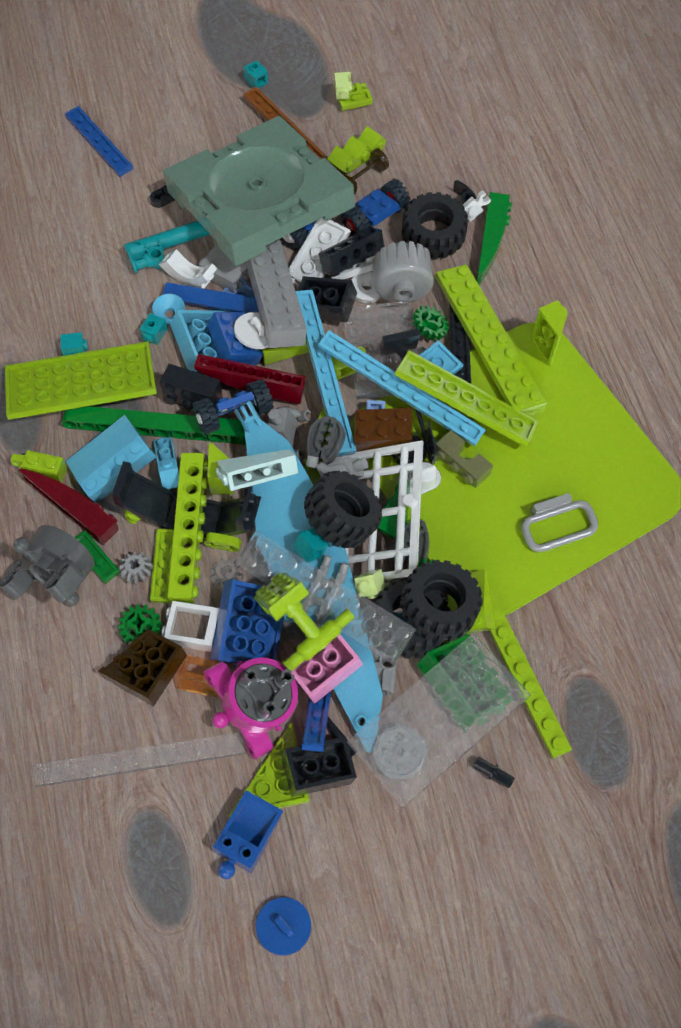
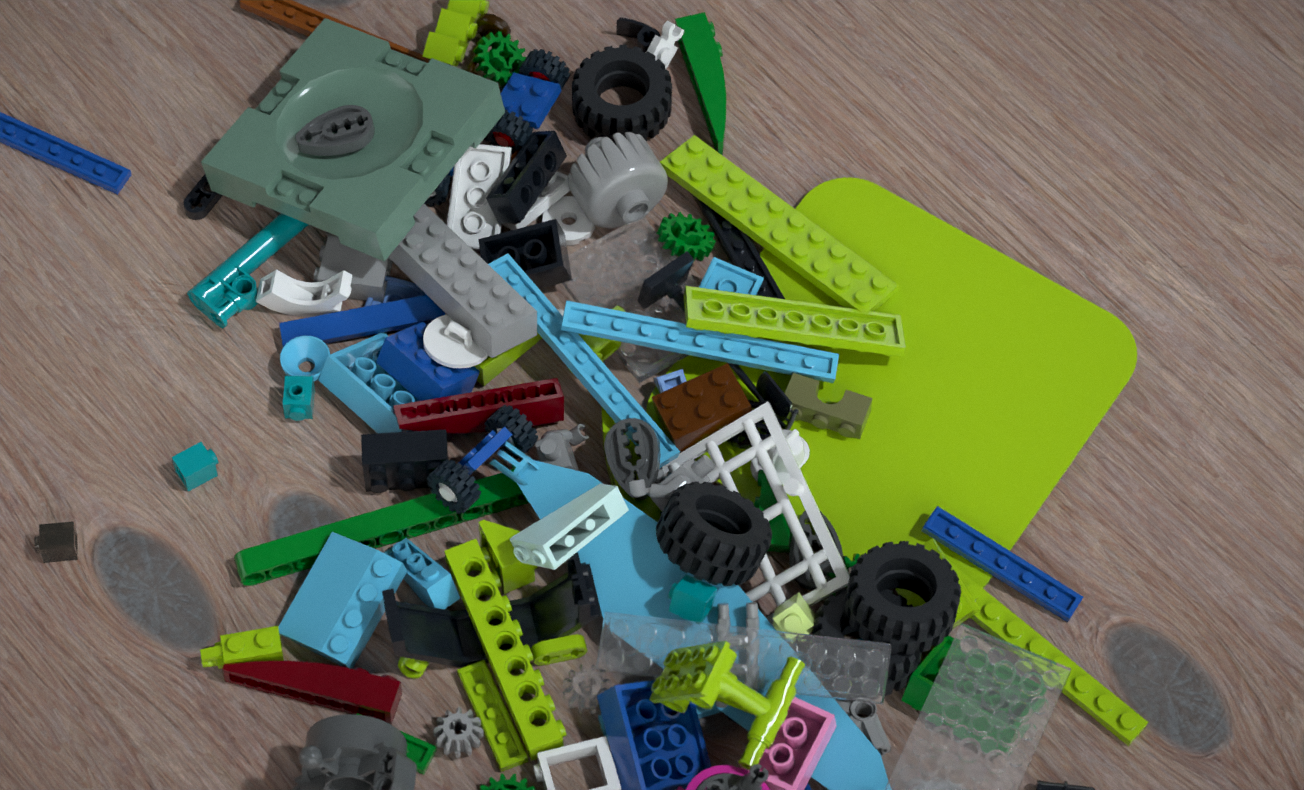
camera: 25 degrees left, 5 degrees down
(79, 380) = (235, 510): lime plate -> none
(246, 180) = (345, 141): none -> dark grey piece
(372, 179) = (499, 59): none -> green gear
(526, 605) = (1002, 564): none -> blue tile
(548, 329) = (859, 186): lime slope -> none
(552, 508) = (977, 423): light grey bar -> none

